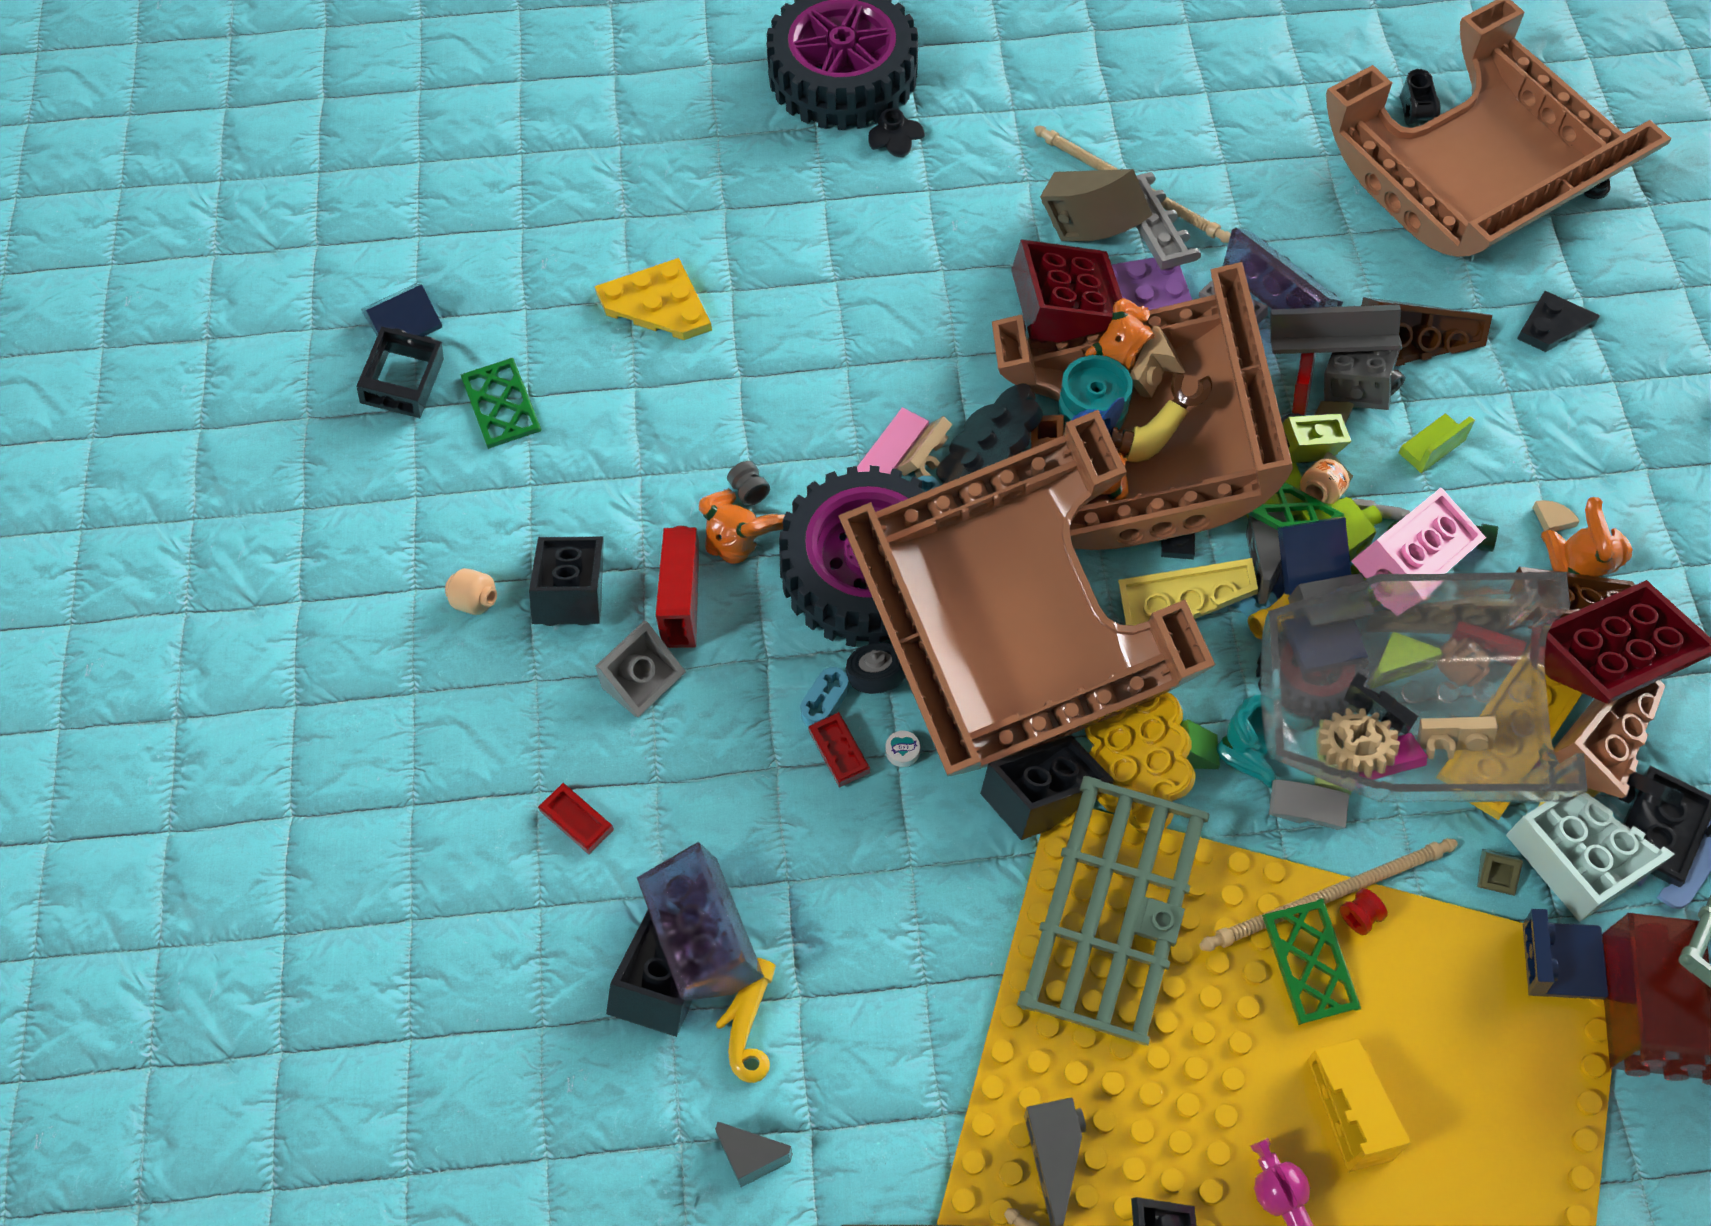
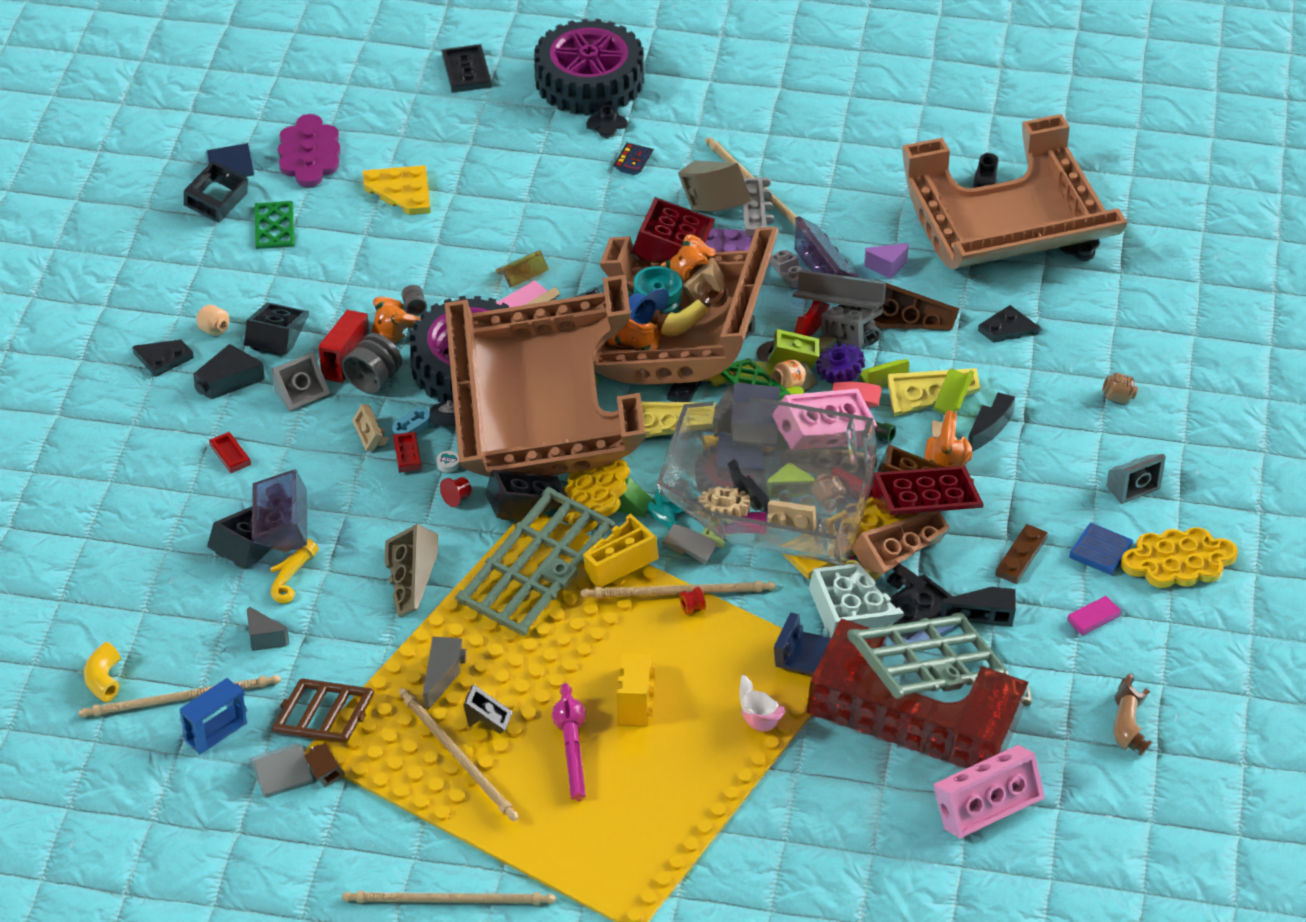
camera: 15 degrees right, 15 degrees down
(416, 669) = (163, 356): none -> black wing
(507, 270) = (309, 150): none -> magenta plate
(525, 678) = (228, 372): none -> black slope
(674, 93) = (466, 68): none -> black tile
(735, 613) = (371, 363): none -> dark grey wheel
(767, 724) = (368, 429): none -> tan plate
(877, 390) = (524, 268): none -> clear orange panel
(927, 958) = (410, 561): none -> dark tan wedge
(937, 803) = (455, 490): none -> red piece
(952, 181) = (632, 158): none -> piece
(1234, 858) = (620, 553): none -> yellow wedge
(1295, 986) = (646, 643): green window -> none
(1354, 259) = (886, 259): none -> medium lavender slope
(1378, 442) = (840, 363): none -> dark purple gear
(1415, 484) = (870, 392): none -> coral slope
(1499, 872) = (795, 604): olive slope -> none
(1504, 452) = (920, 389): none -> light yellow wing
(1553, 452) = (953, 391): none -> lime panel
(1559, 1095) = (758, 707): none -> white hair
(1615, 476) = (991, 420): none -> black slope

